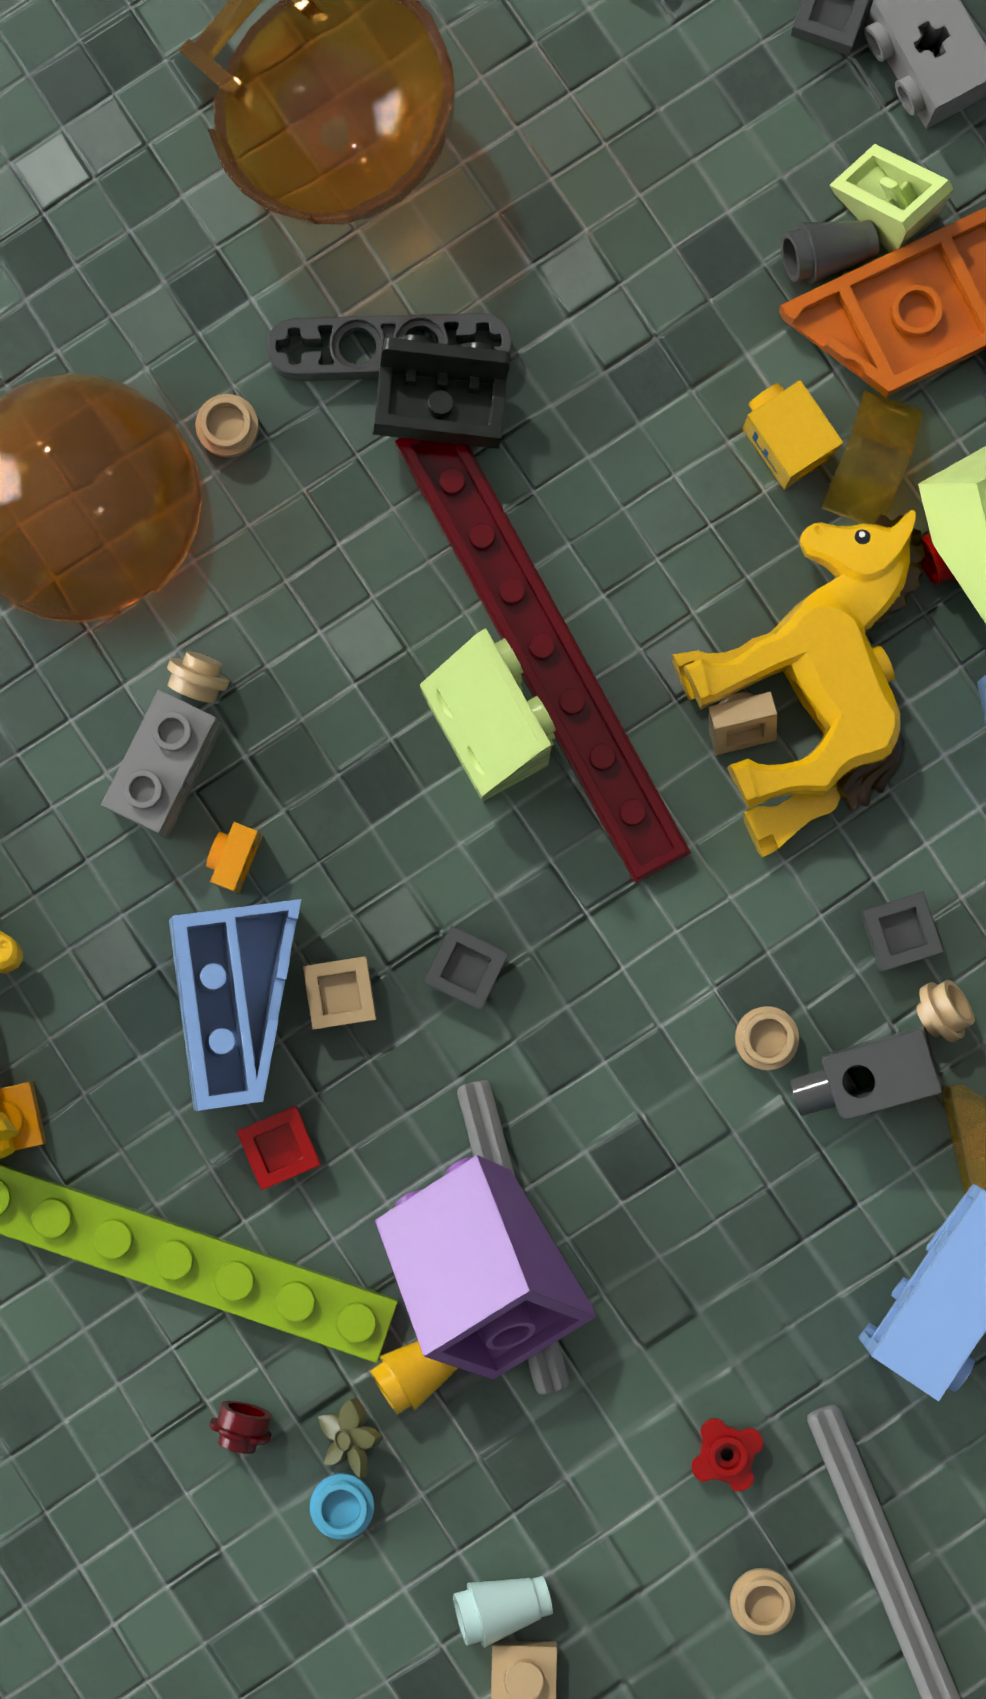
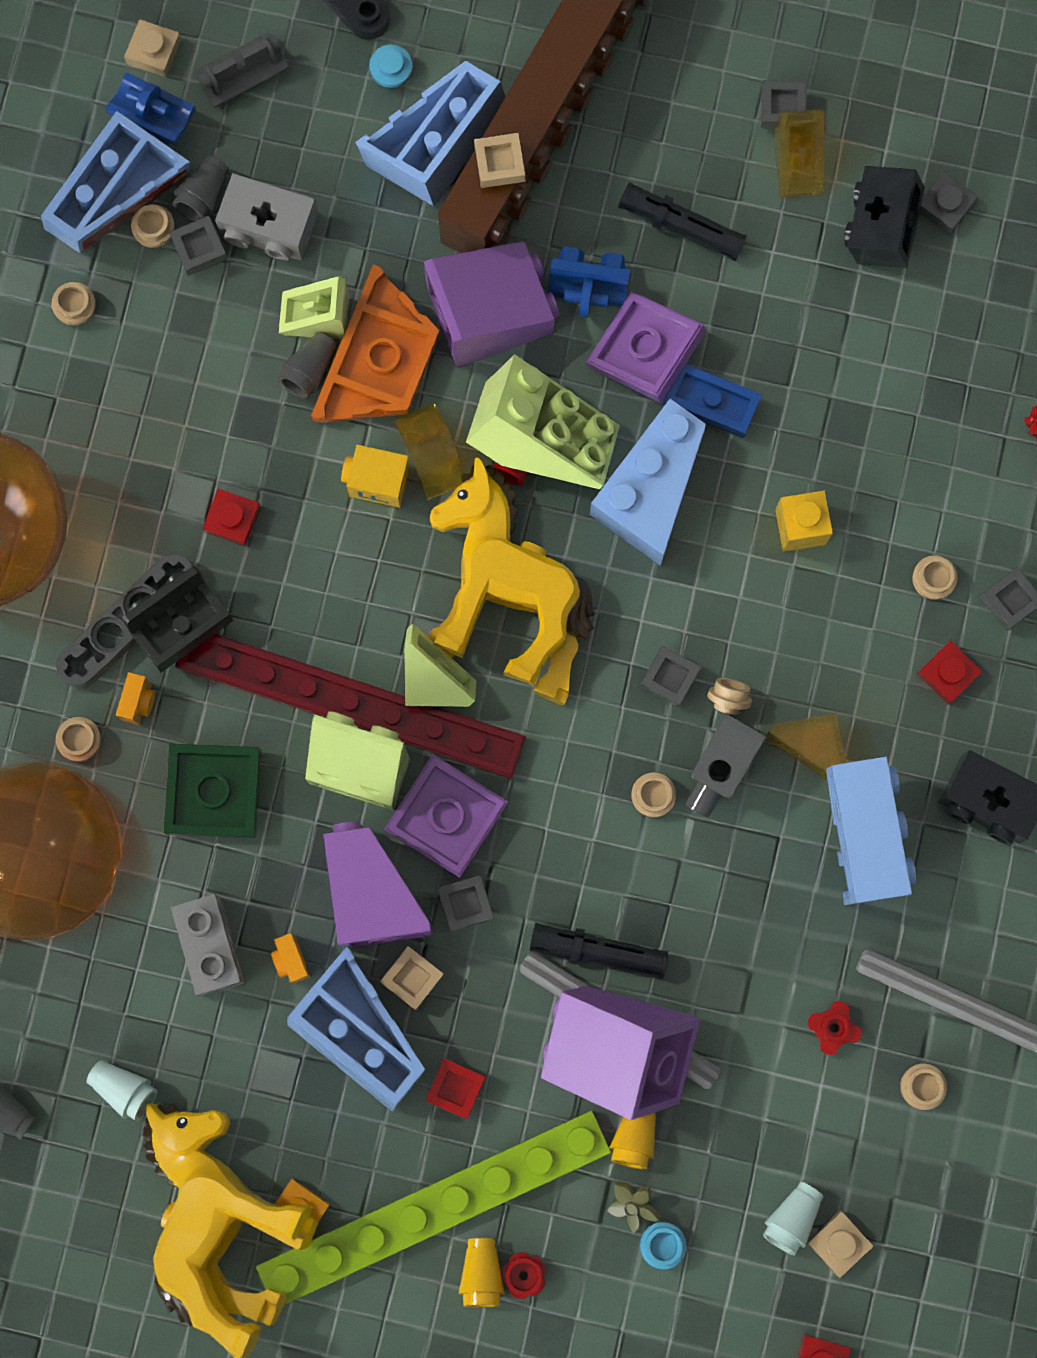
camera: 45 degrees left, 5 degrees down
(130, 1360) = (481, 1274): none -> yellow cone
(172, 1419) = (522, 1288): none -> red plate
(197, 677) = (184, 883): tan plate -> none
(242, 1426) = (572, 1253): dark red plate -> none
(314, 607) = (212, 790): none -> dark green plate
(322, 438) = (136, 699): none -> light orange plate
(378, 862) = (368, 892): none -> medium lavender slope
(530, 858) = (446, 816): none -> medium lavender plate
(564, 1155) = (597, 950): none -> black pin
(598, 337) = (231, 517): none -> red plate
(654, 699) = (433, 675): none -> yellowish green slope
(742, 722) = (489, 645): tan plate -> none

